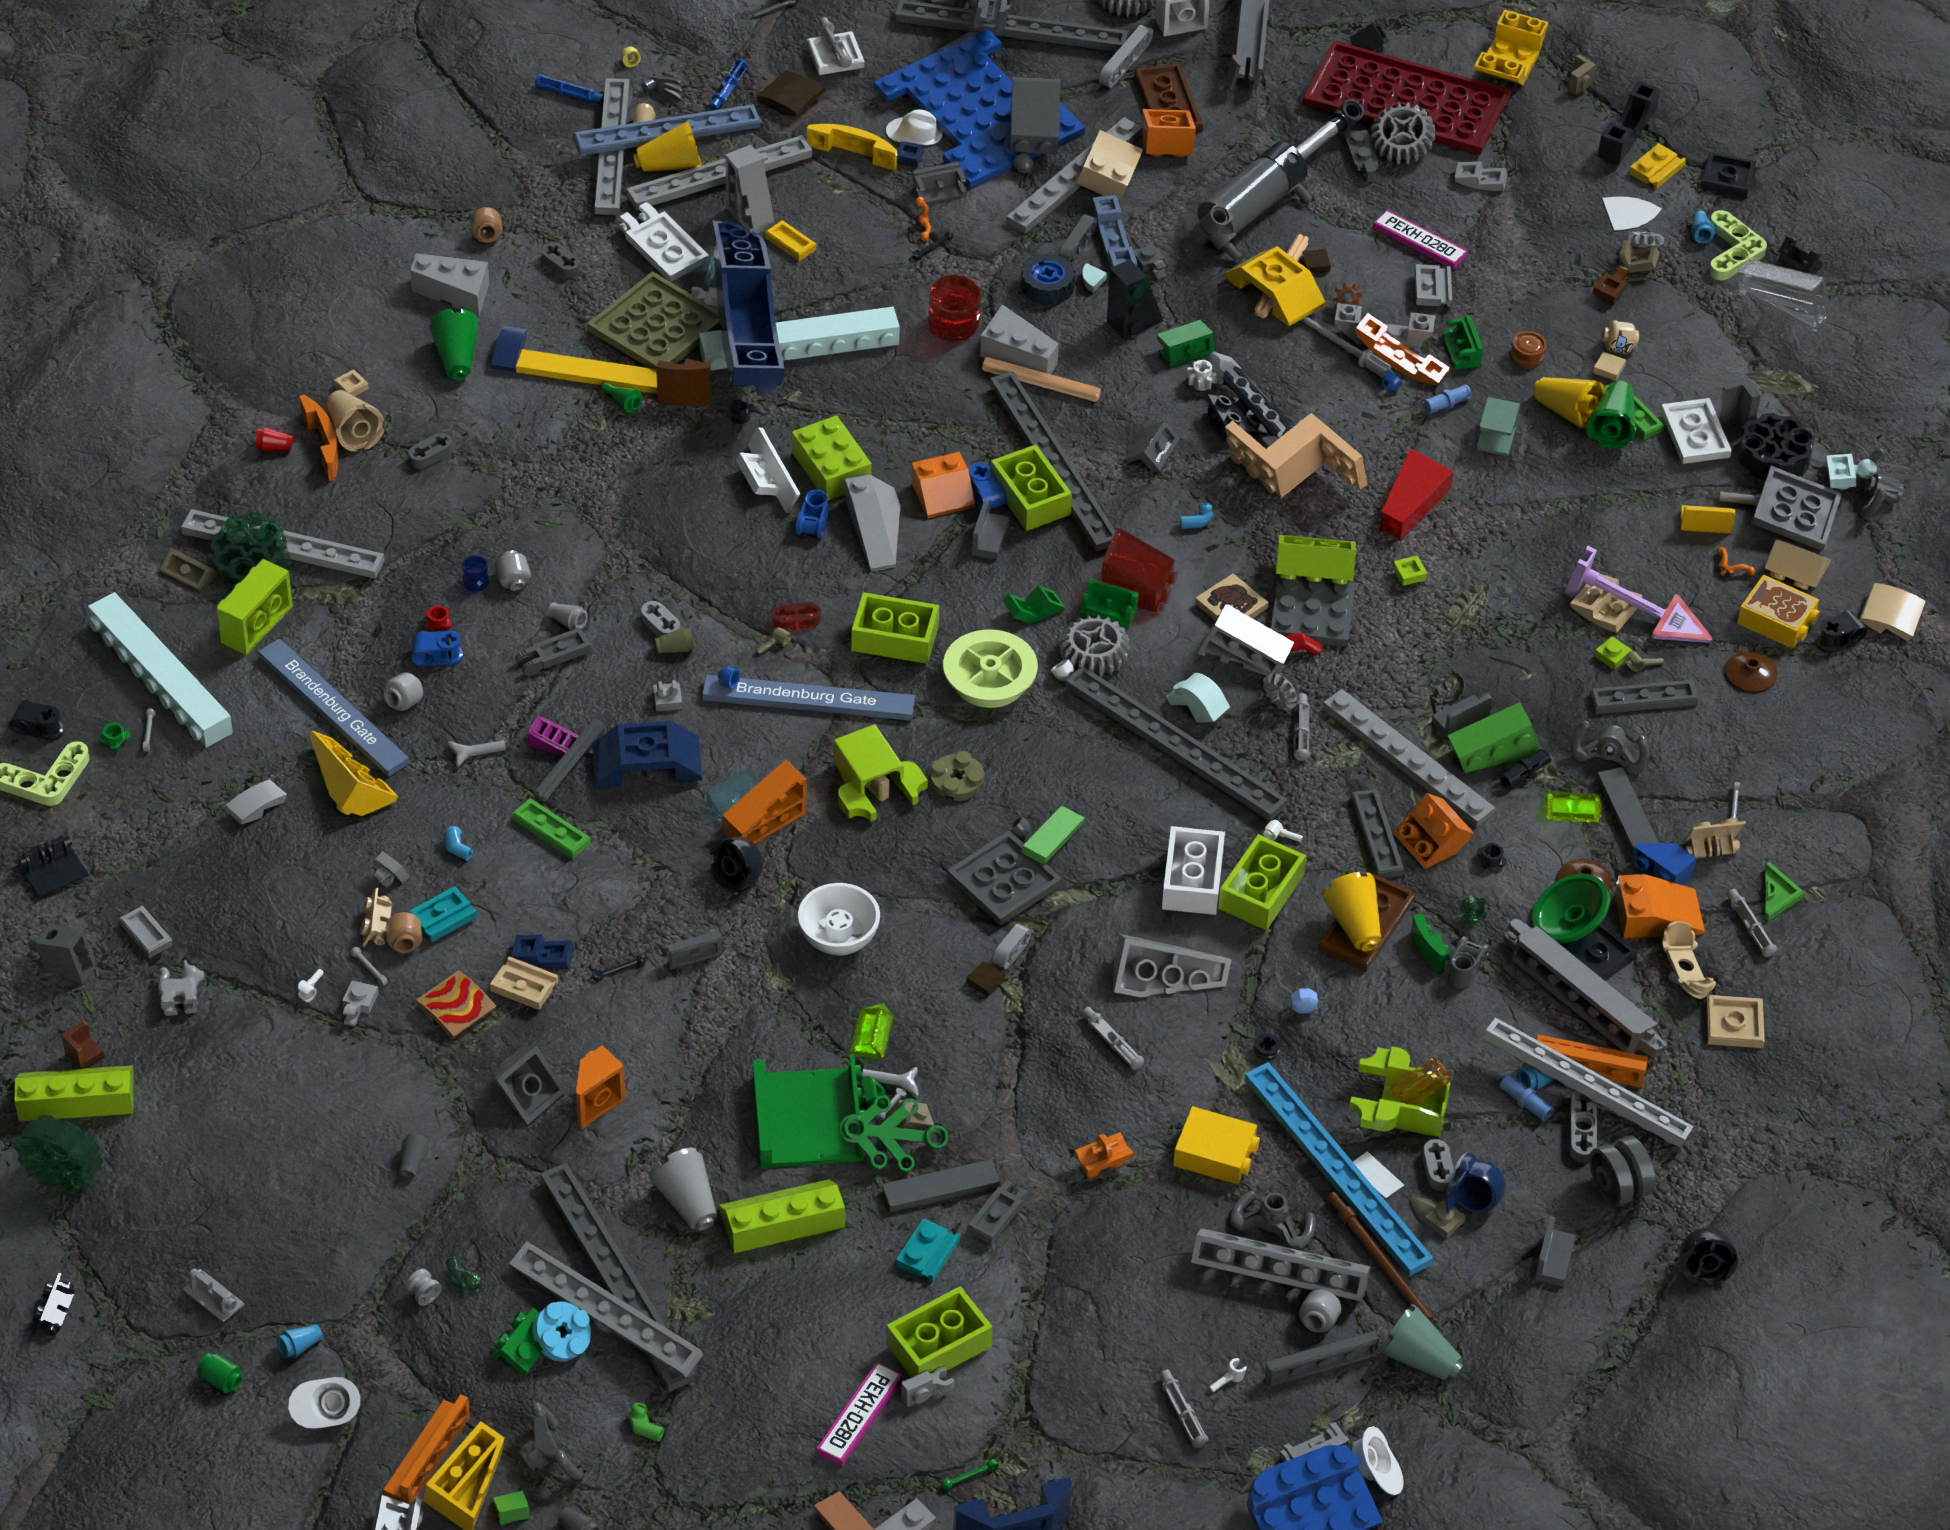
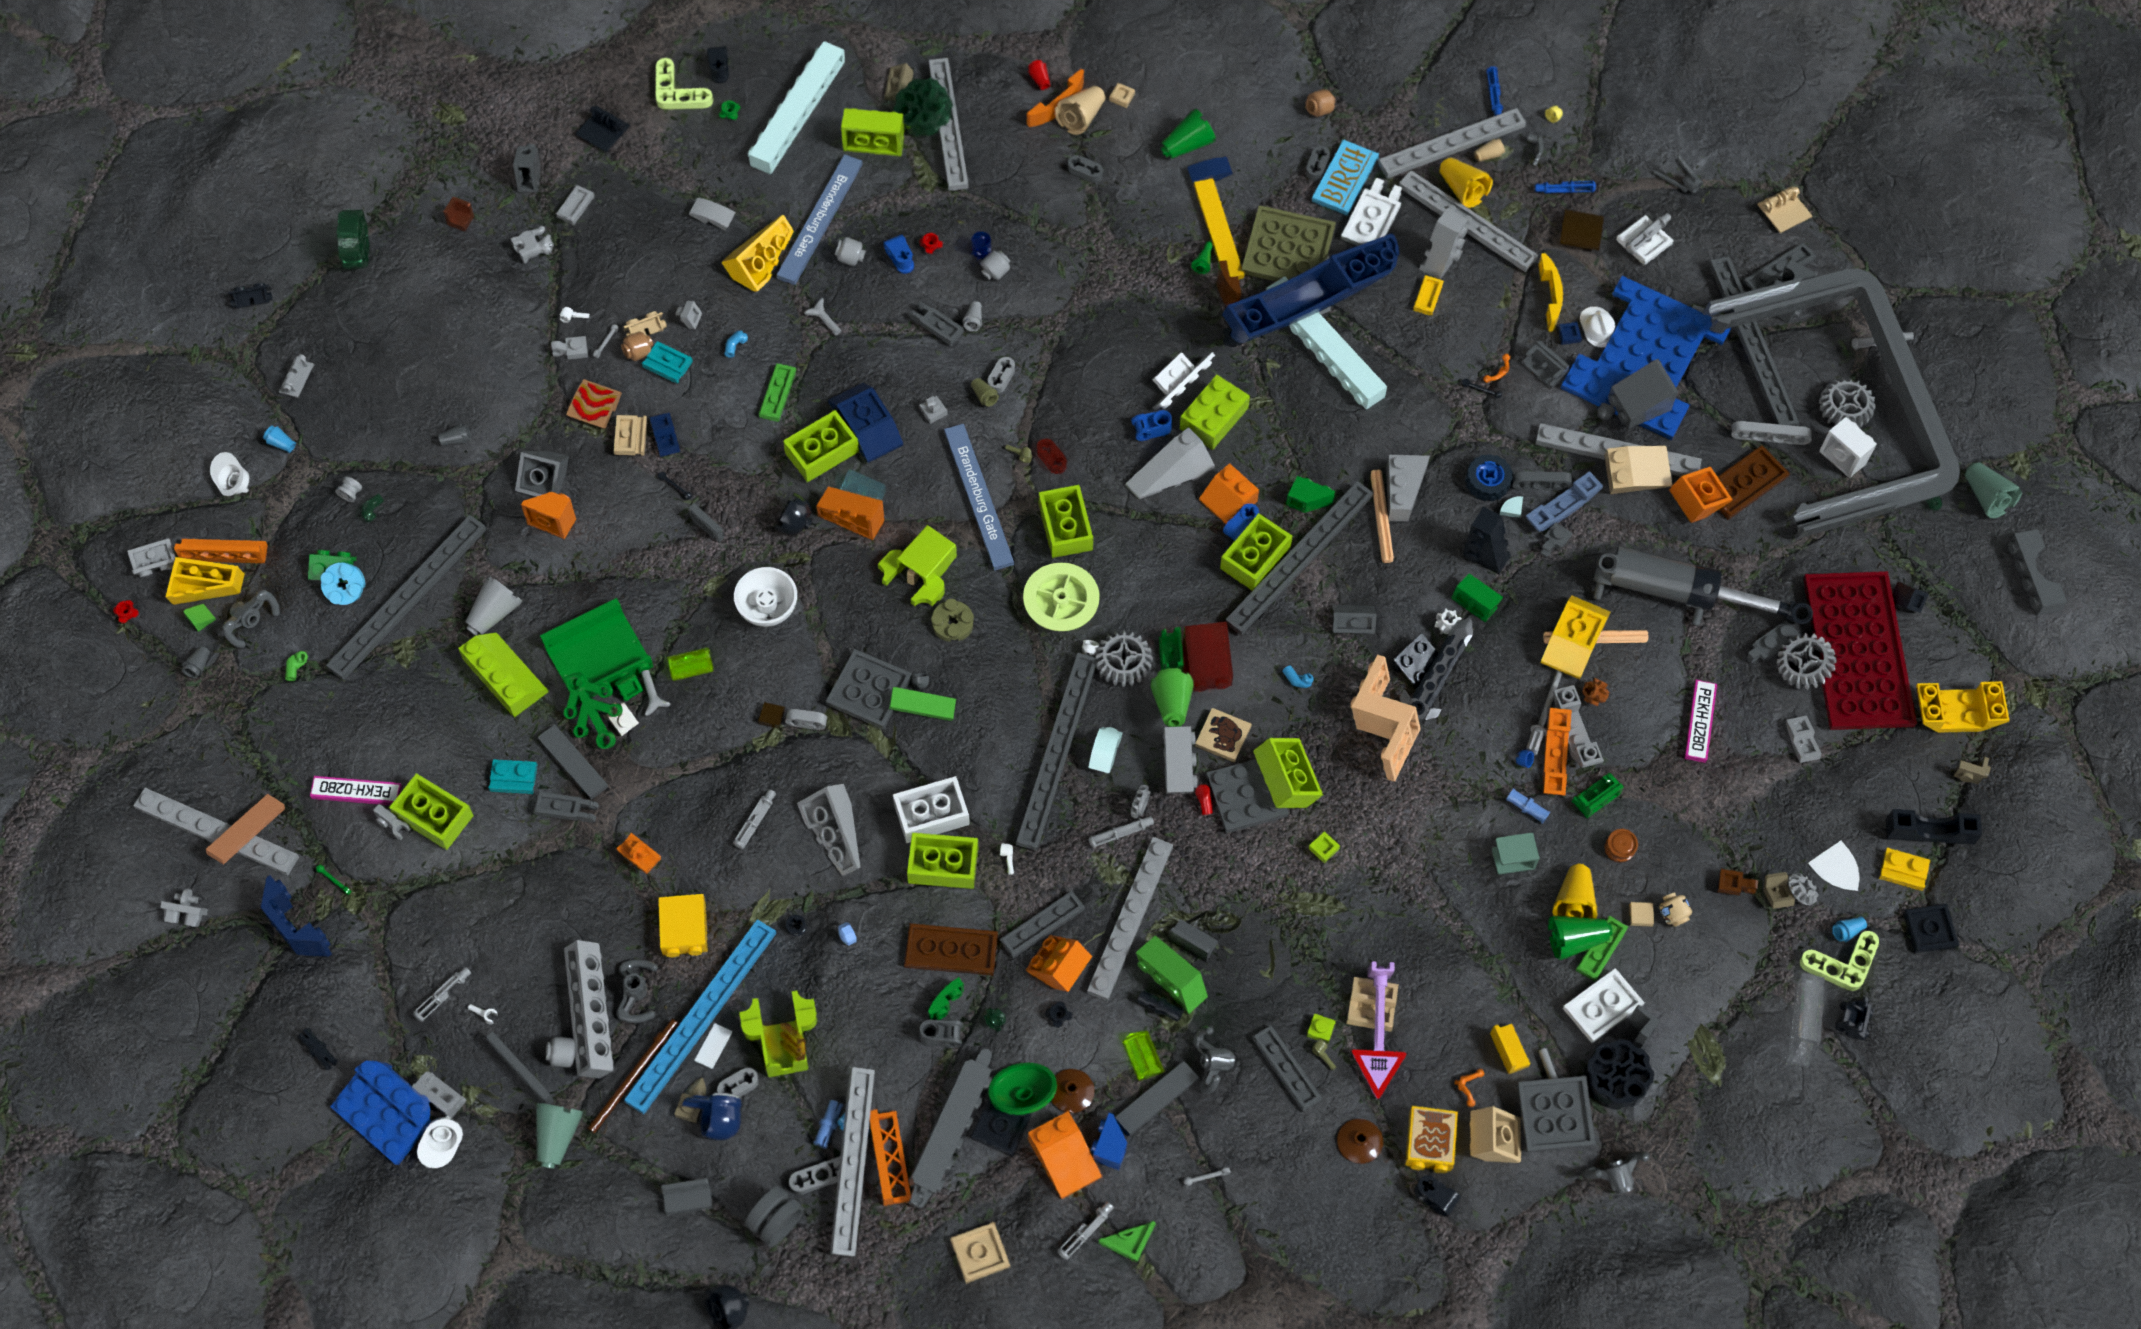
camera: 65 degrees right, 15 degrees up
(74, 1093) = (424, 226): lime slope -> none
(150, 714) = (731, 131): light grey hinge -> none
(220, 1372) = (235, 408): green brick -> none
(452, 280) = (1252, 108): light grey wedge -> none
(548, 728) = (857, 346): magenta slope -> none
(569, 760) = (839, 375): dark grey axle -> none
(595, 246) = (1345, 177): none -> medium azure tile
(606, 1309) = (368, 601): light grey plate -> none
(640, 133) = (1475, 157): sand blue tile -> none
(660, 805) = (821, 446): none -> lime brick
(729, 677) = (962, 437): blue hinge -> none
(900, 1093) = (643, 703): light grey hinge -> none
(954, 308) = (1413, 417): clear red wheel -> none
(981, 424) = (1309, 496): none -> green slope
(989, 533) = (1201, 543): dark grey panel -> none
(1037, 606) = (1146, 605): green slope -> none
(1175, 614) = (1172, 695): none -> bright green cone
(1316, 261) = (1628, 655): dark brown tile -> none
(1355, 908) = (939, 935): yellow cone -> none
(1414, 493) = (1406, 819): red slope -> none
(1433, 285) = (1651, 749): light grey plate -> none
(1679, 946) = (1032, 1182): tan piece -> none
(1720, 835) = (1148, 1161): tan hinge -> none
(1843, 472) = (1623, 1136): light aqua plate -> none
(1892, 610) = (1485, 1229): tan slope -> none

